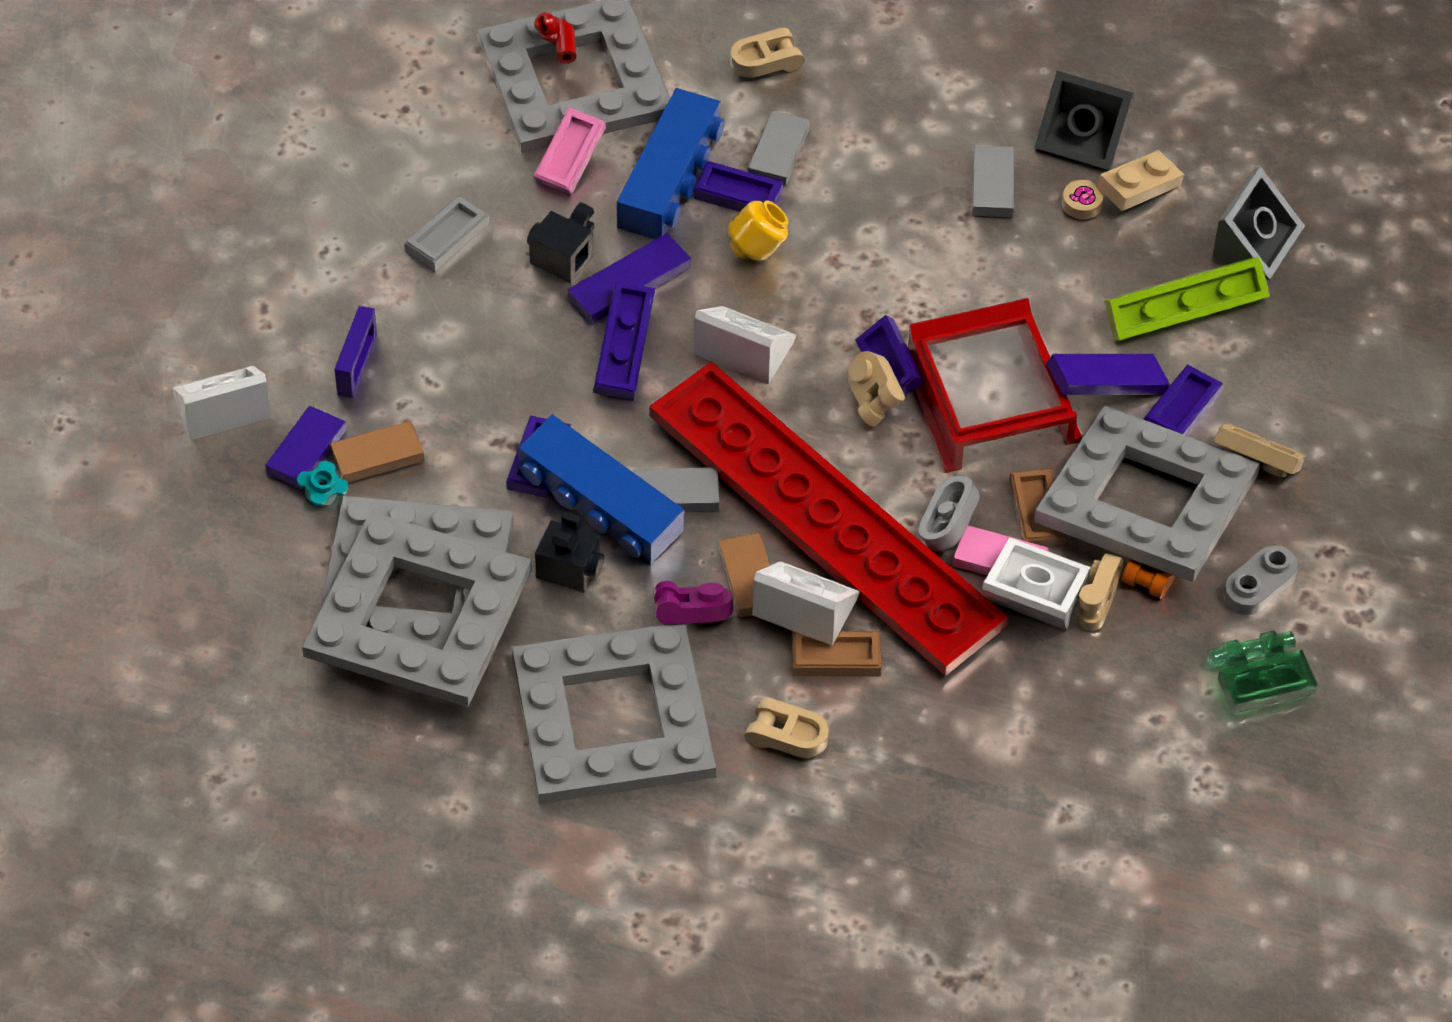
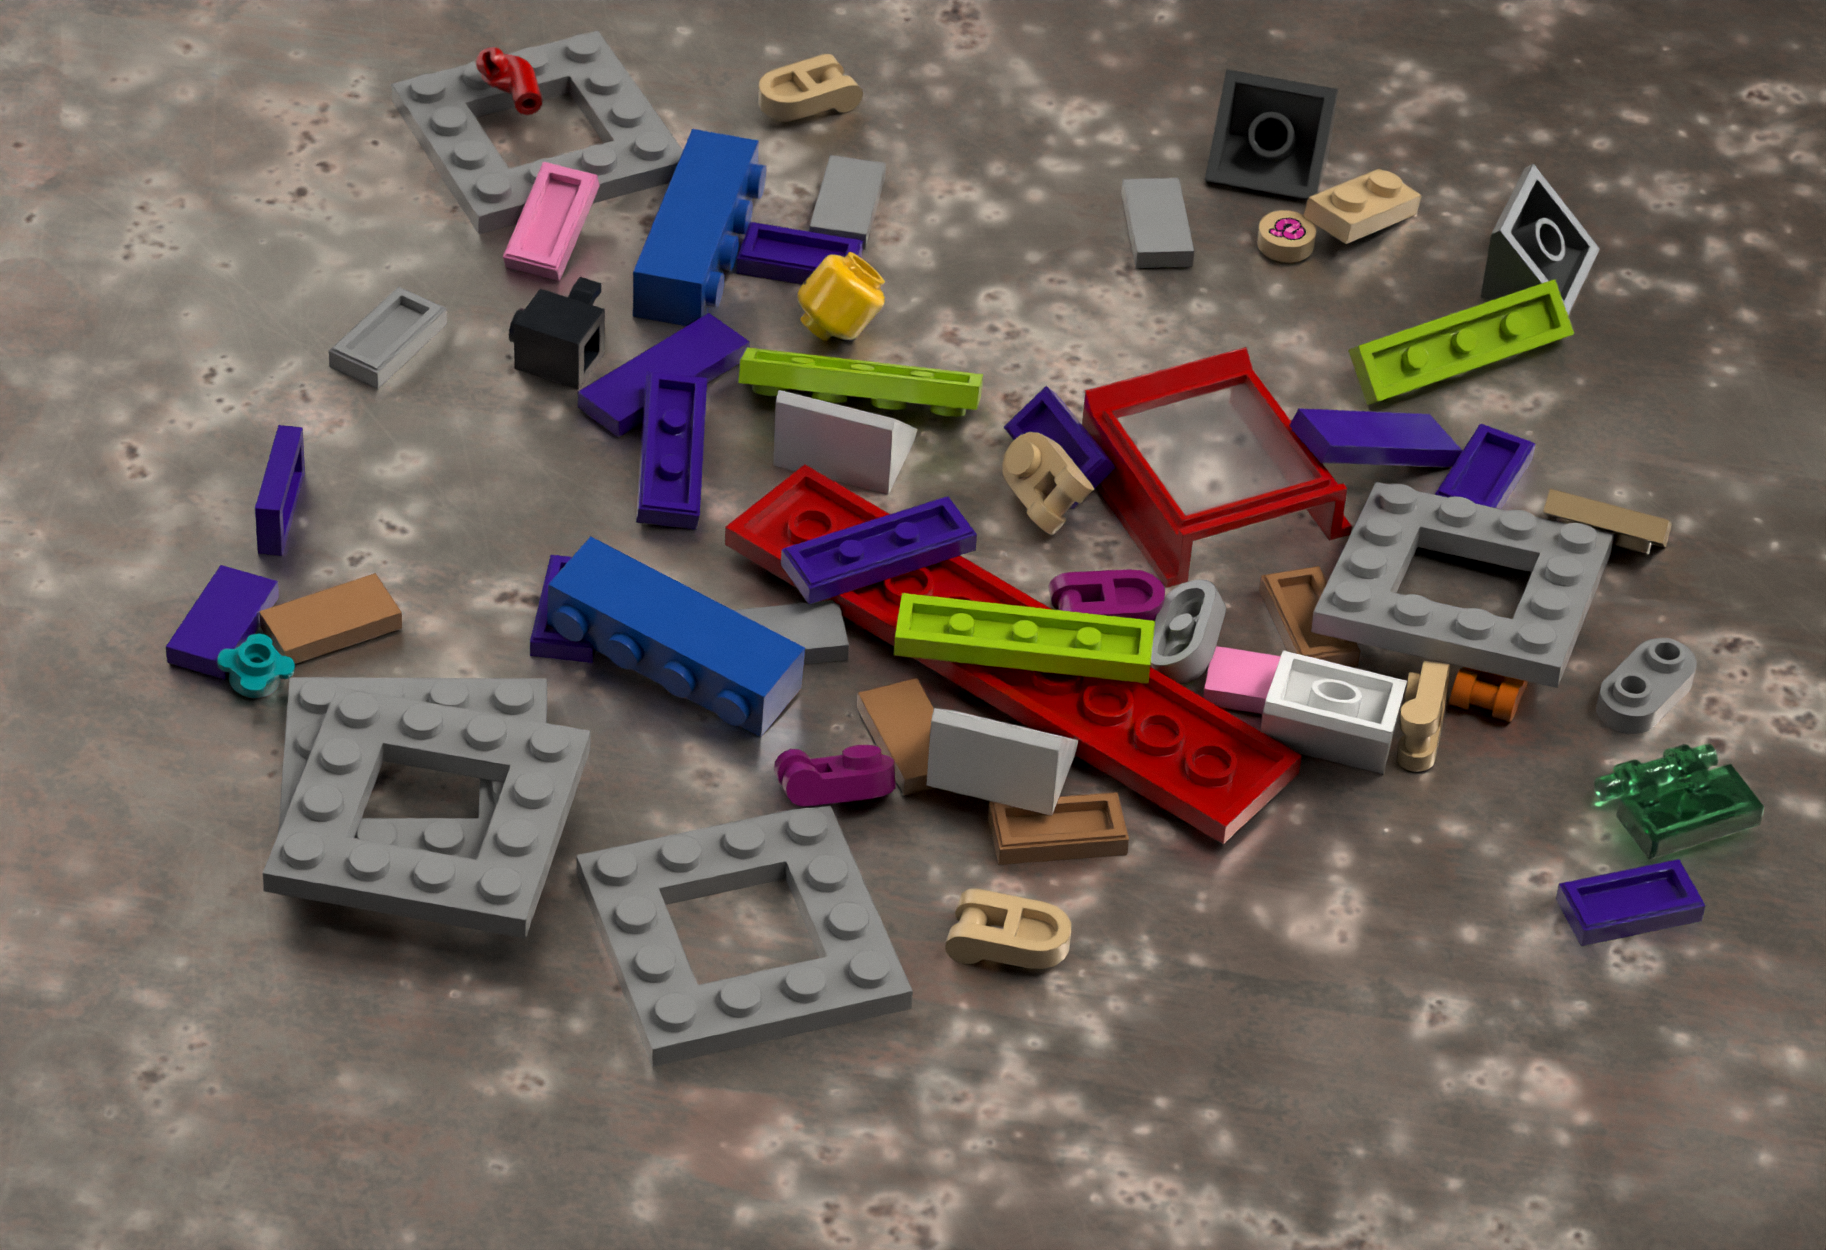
camera: 10 degrees left, 10 degrees down
(223, 402) = (92, 571): white slope -> none
(568, 554) = (641, 724): black brick -> none
(749, 293) = (837, 378): none -> lime plate
(749, 434) = (878, 549): none -> dark purple tile
(834, 513) = (1024, 638): none -> lime plate
(914, 480) = (1109, 593): none -> magenta plate
(1213, 745) = (1630, 902): none -> dark purple tile

